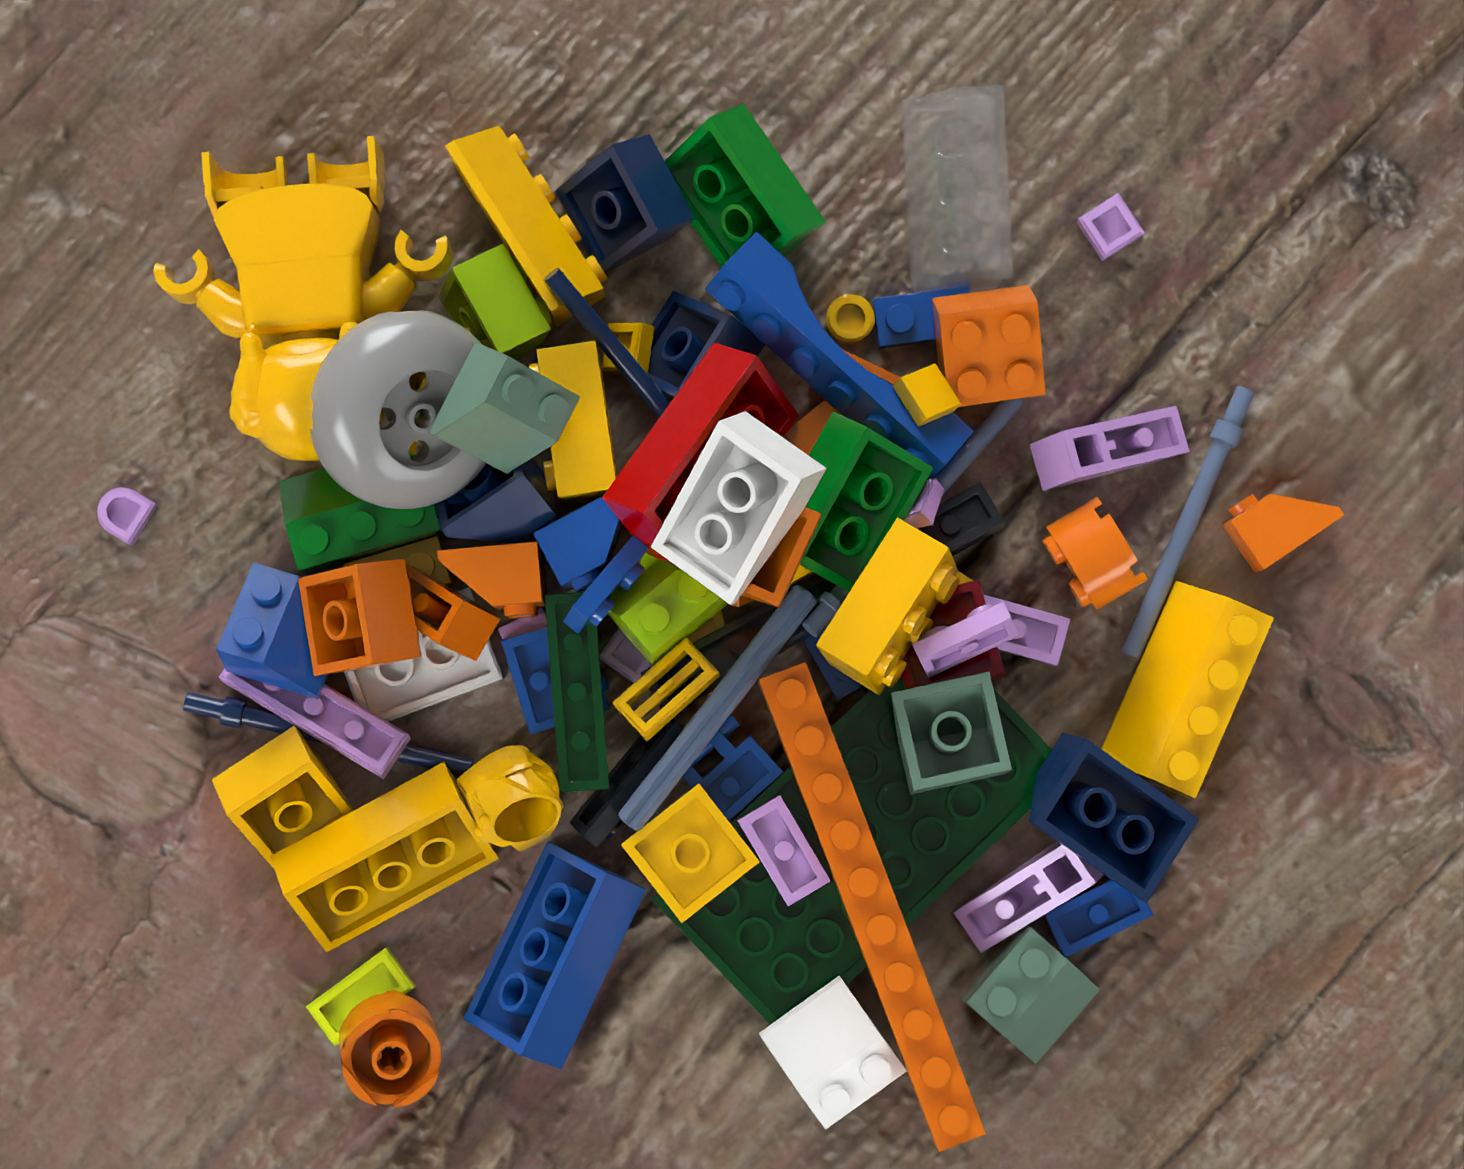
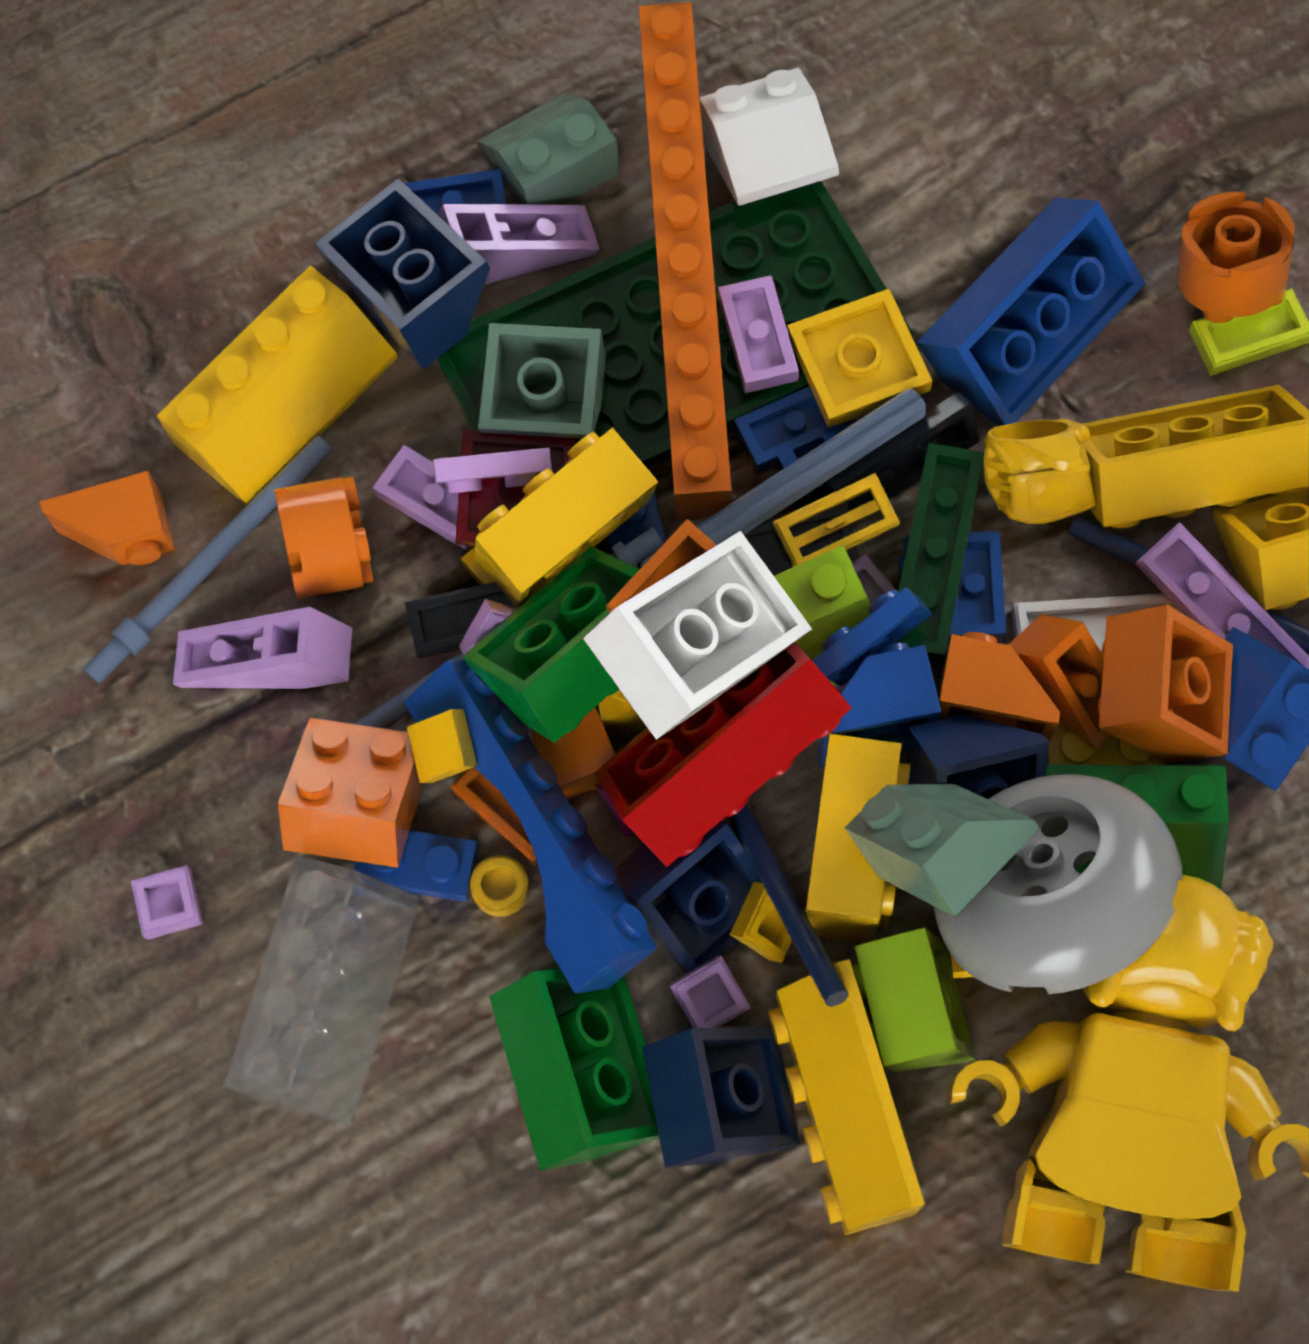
camera: 155 degrees left, 15 degrees down
(657, 279) = (709, 995): none -> lavender tile

